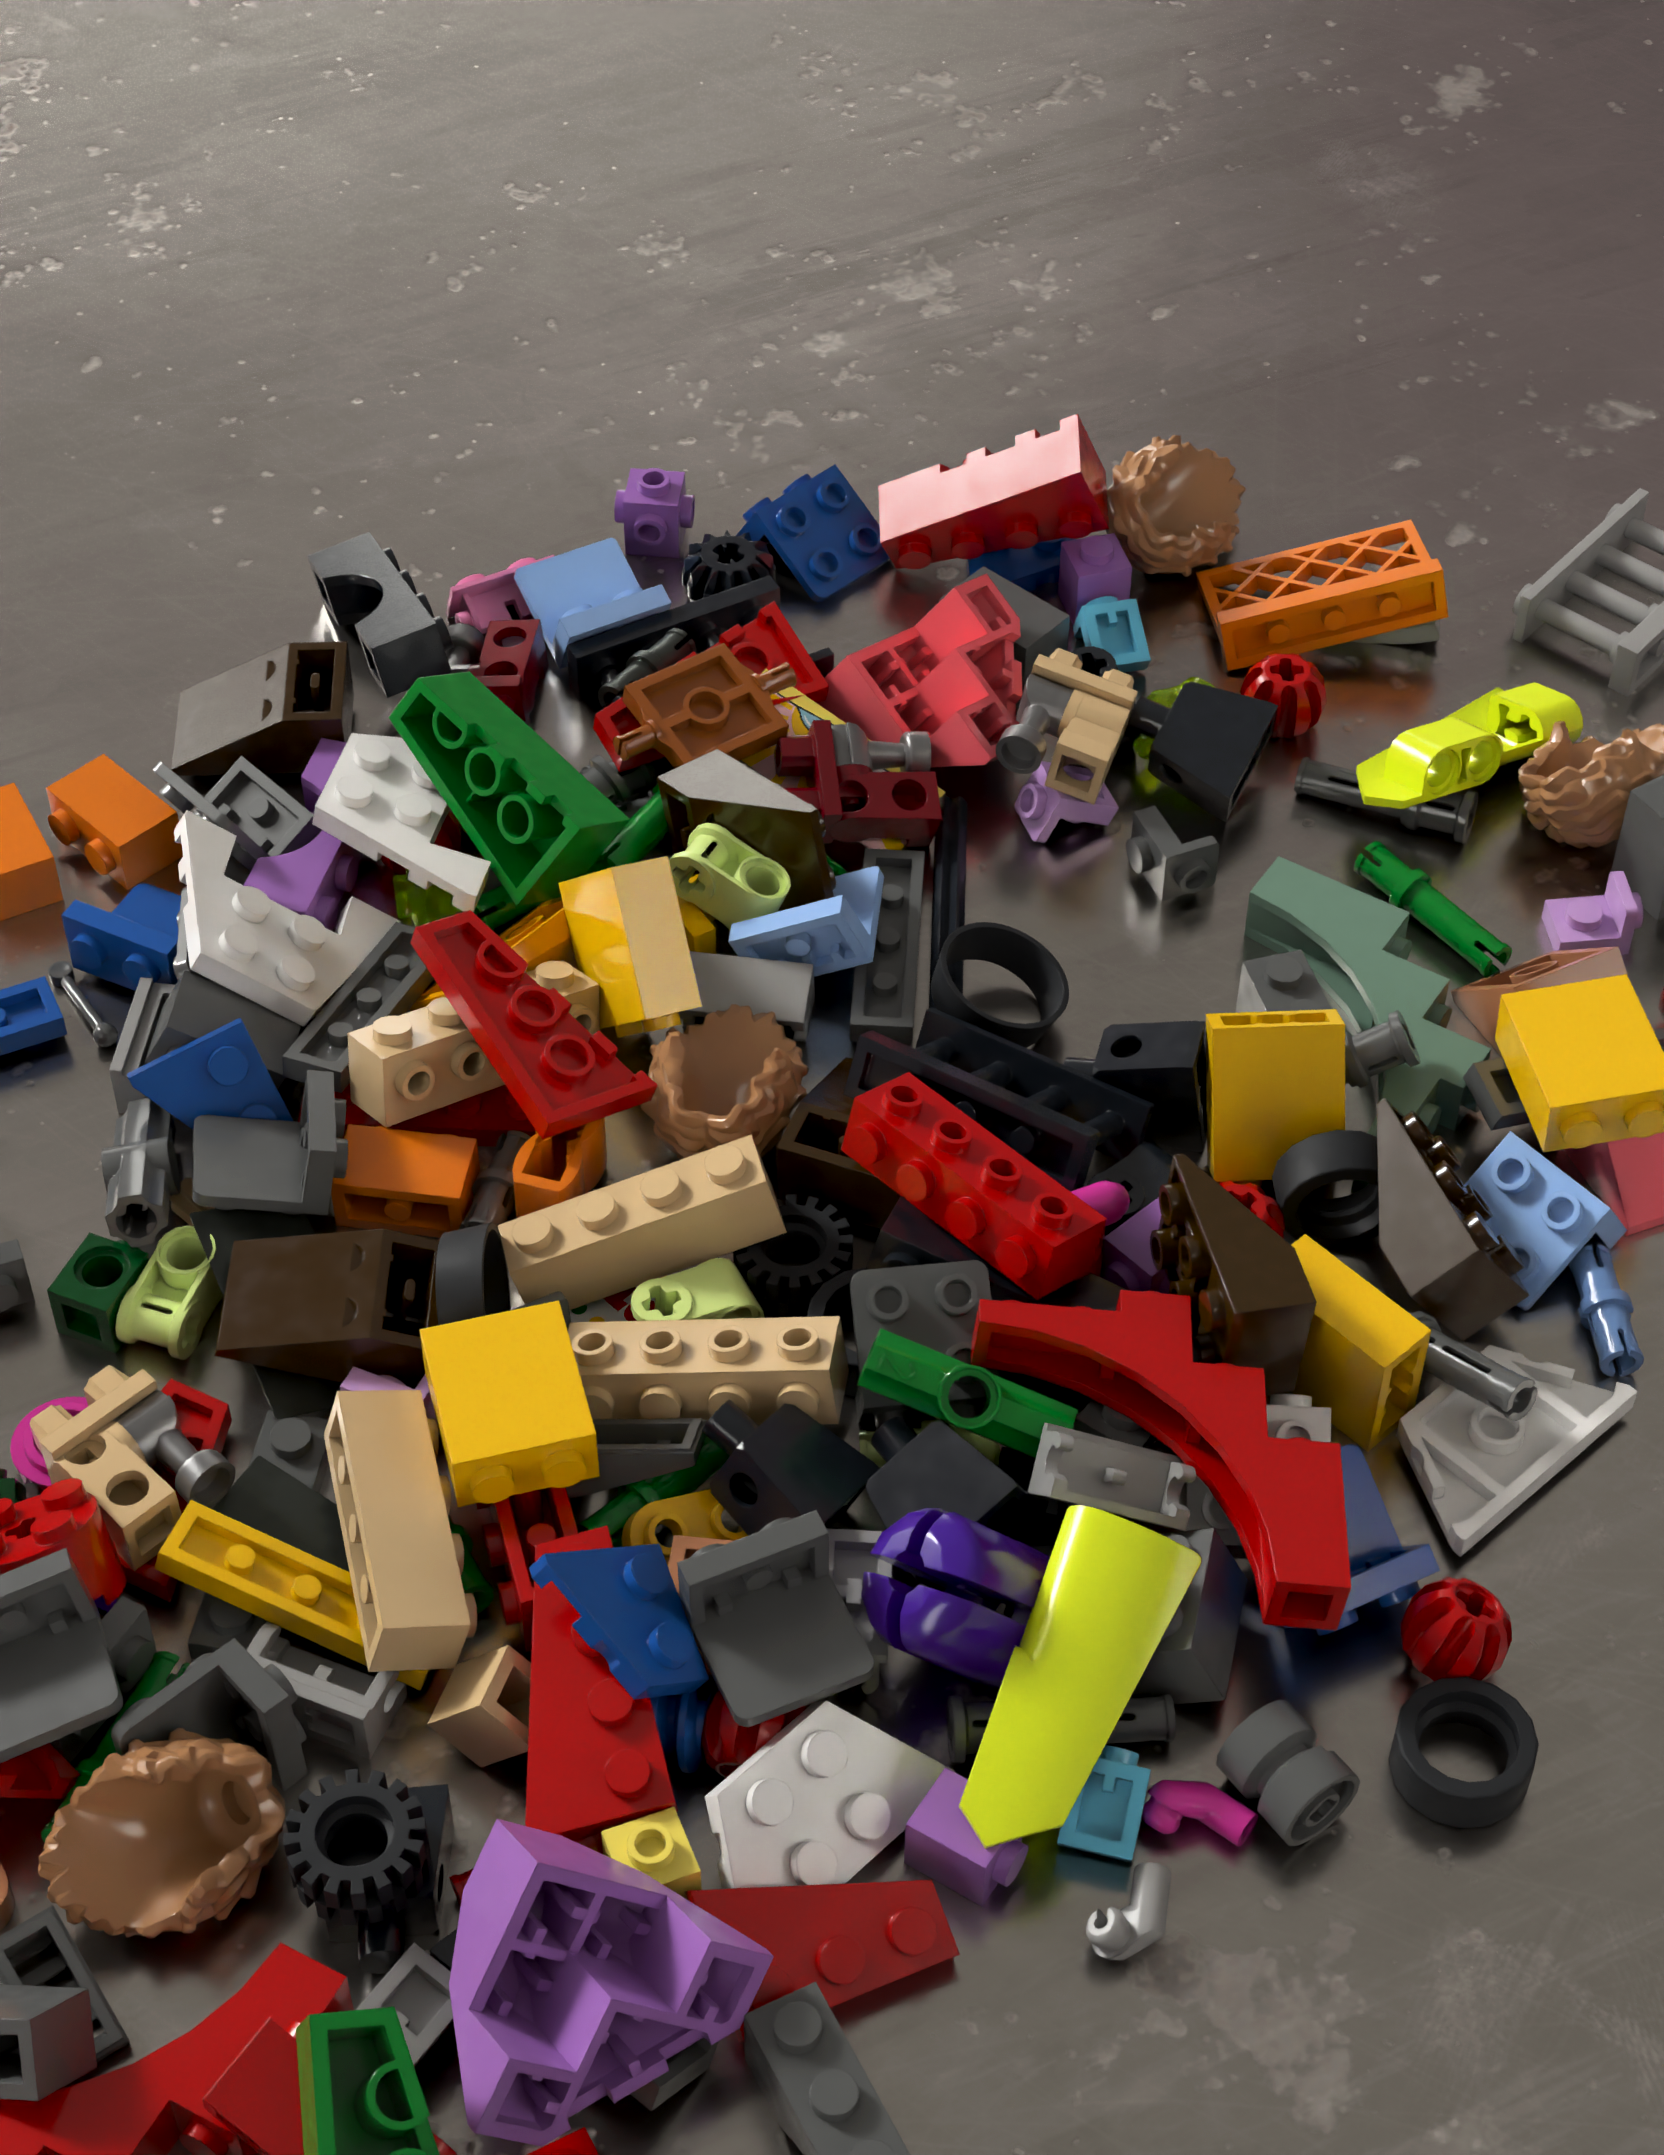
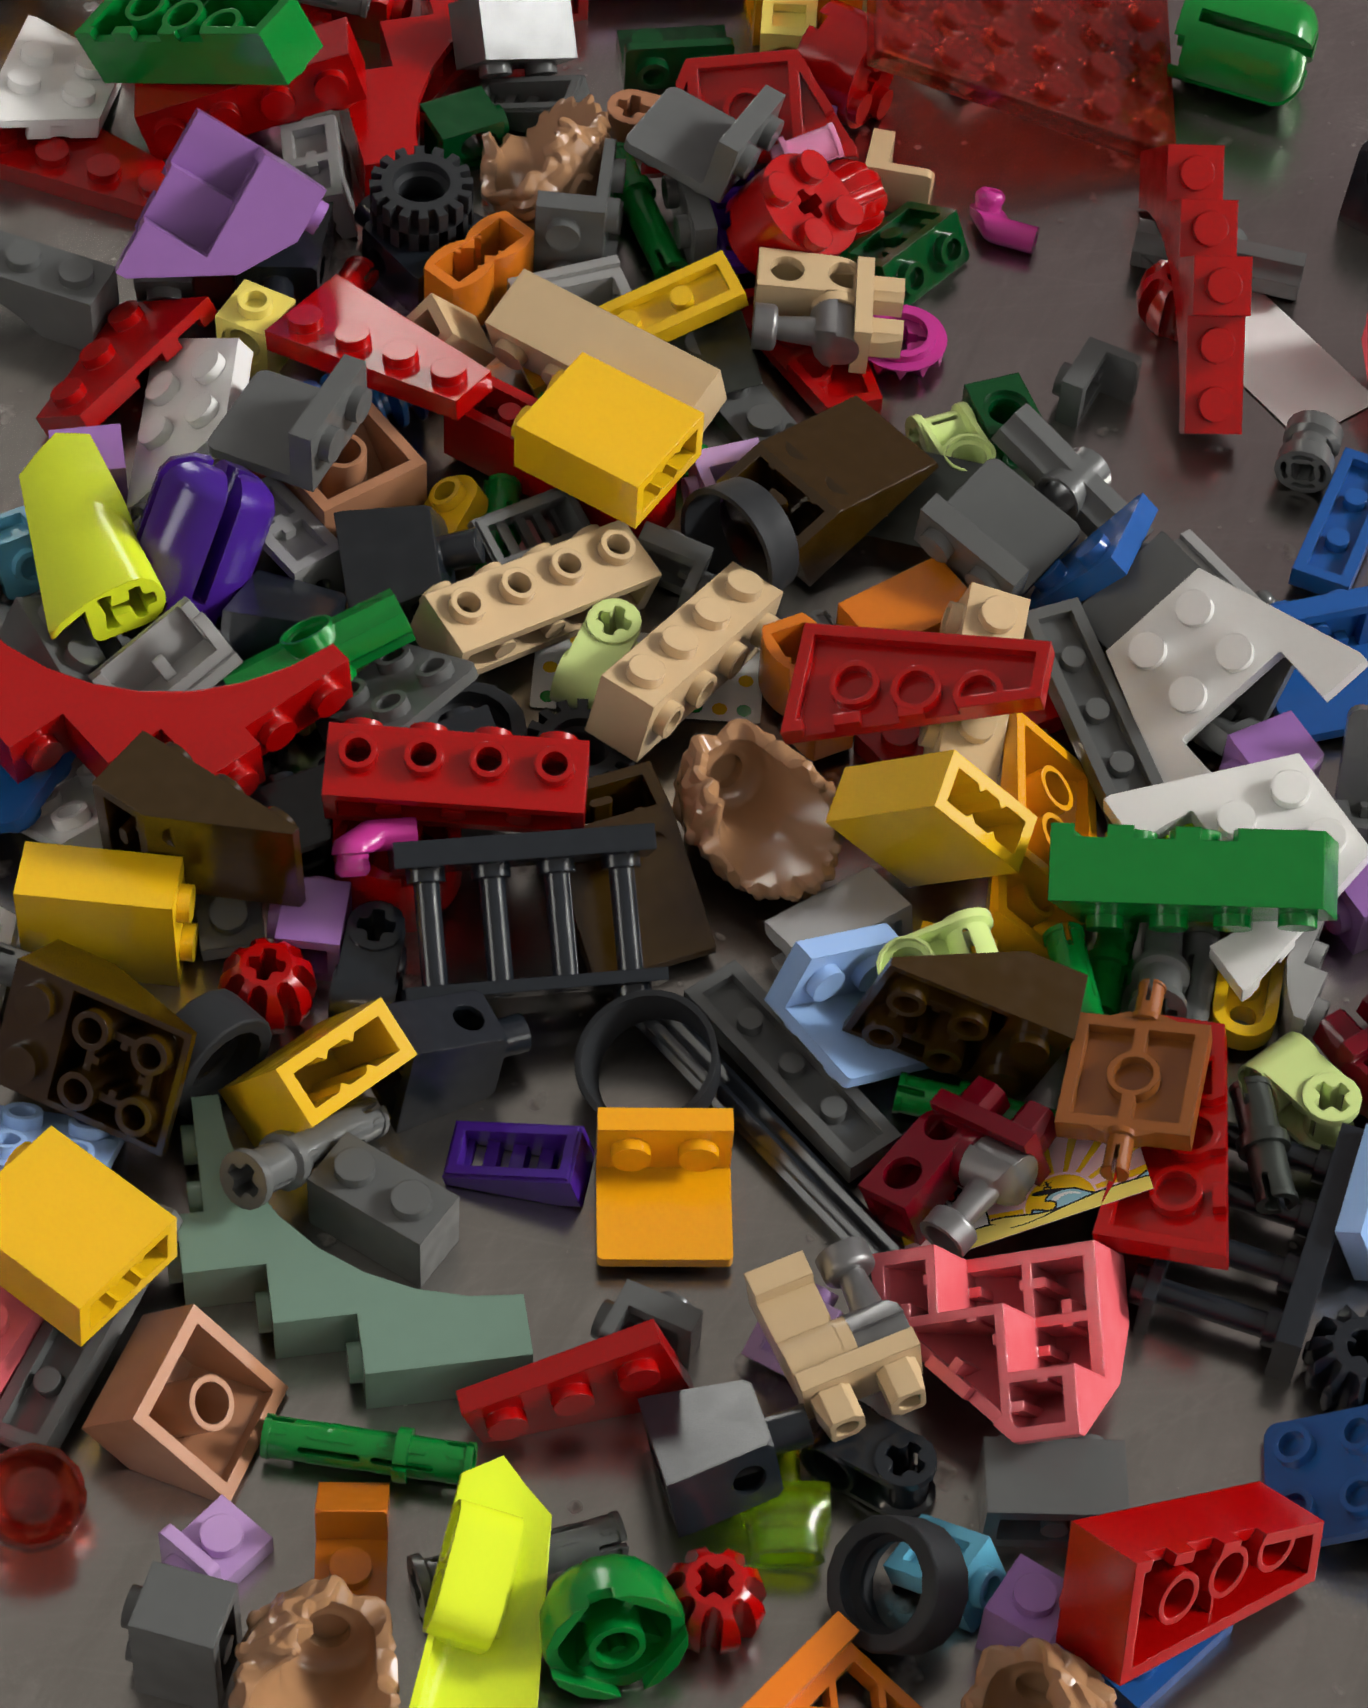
camera: 135 degrees right, 5 degrees up
(171, 1983) = (458, 125): none -> dark green brick
(400, 1740) = (476, 269): none -> orange brick
(561, 707) = (1305, 1090): none -> yellowish green piece
(629, 1616) = (398, 353): blue wing -> none
(1072, 918) = (664, 1187): none -> light orange bracket
(1136, 977) = (541, 1184): none -> dark purple slope
(1145, 626) = (943, 1584): none -> black tyre
(1255, 827) = (575, 1385): none -> red wing
(1368, 701) = (611, 1626): none -> green cylinder
(1489, 870) = (353, 1535): none -> orange slope

